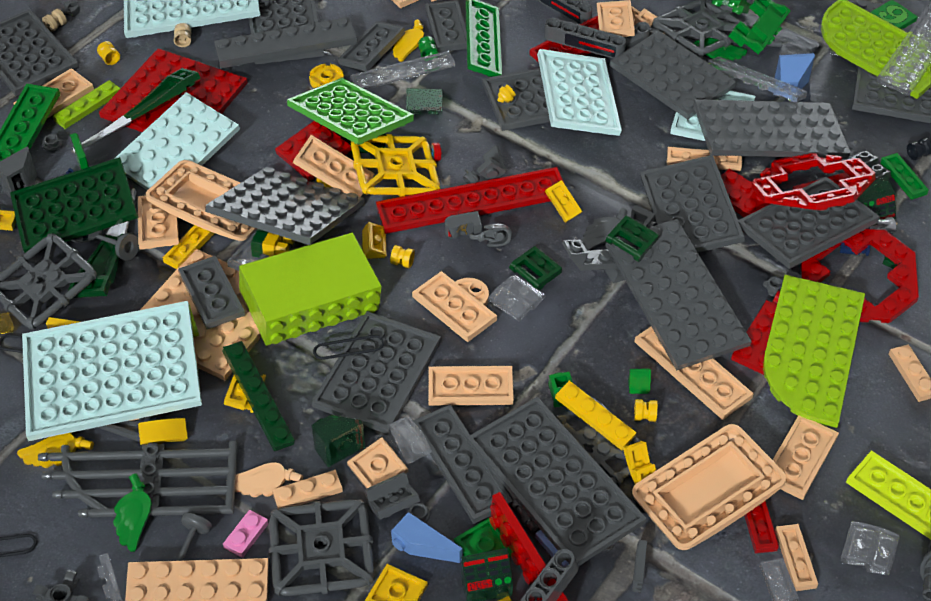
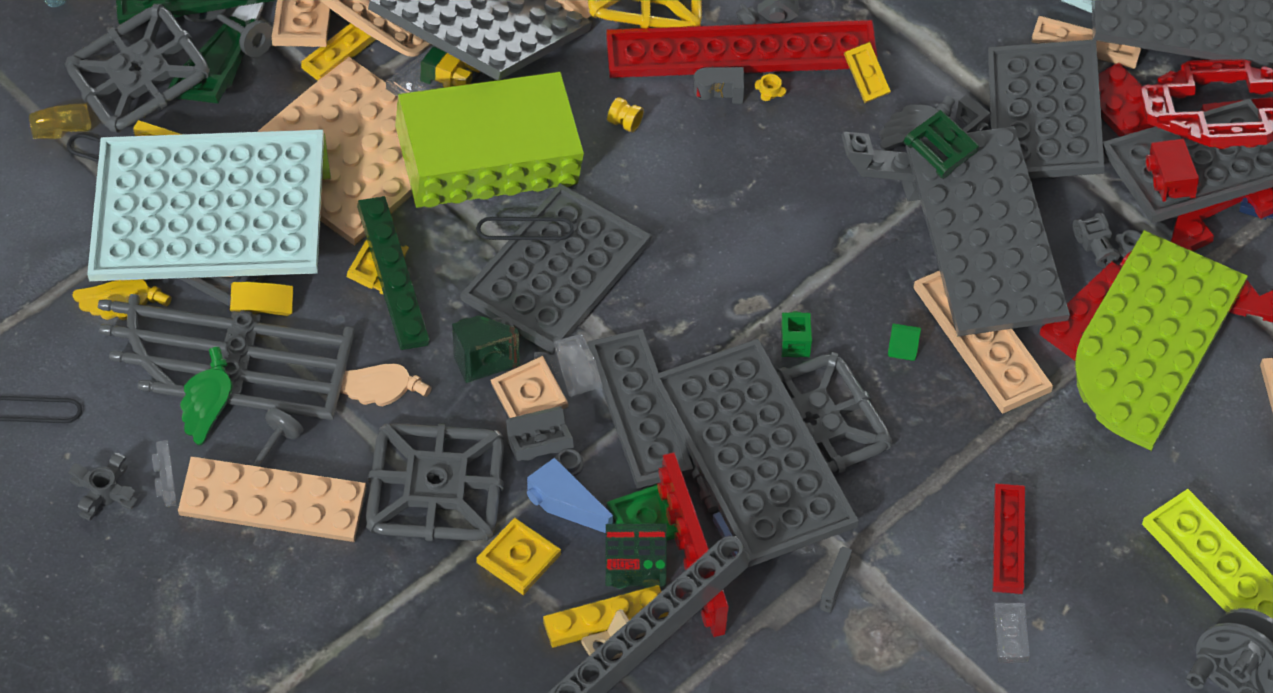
camera: 10 degrees right, 5 degrees up
(211, 292) = (357, 122): dark grey plate -> none
(245, 533) = (344, 448): bright pink plate -> none
(308, 490) = (433, 407): light nougat plate -> none
(374, 241) = (592, 86): yellow slope -> none
(456, 304) = (685, 194): light nougat plate -> none
(470, 385) = (676, 308): light nougat plate -> none
(497, 234) = (763, 104): dark grey piece -> none
(498, 218) = (770, 81): none -> yellow plate
(516, 297) = (767, 198): clear slope -> none
(538, 263) = (812, 158): dark green plate -> none
(595, 415) = (830, 377): yellow plate -> none
(638, 461) = (871, 454): yellow slope -> none
(645, 410) = (900, 382): yellow wheel -> none
(709, 487) = (953, 495): light nougat wedge -> none
(750, 284) = (1096, 236): none -> dark grey connector
(794, 229) = (1172, 169): none -> red hinge
(796, 557) = (1043, 606): light nougat plate -> none
(804, 454) = (1091, 480): light nougat plate -> none
(870, 547) = (1145, 611): clear slope -> none

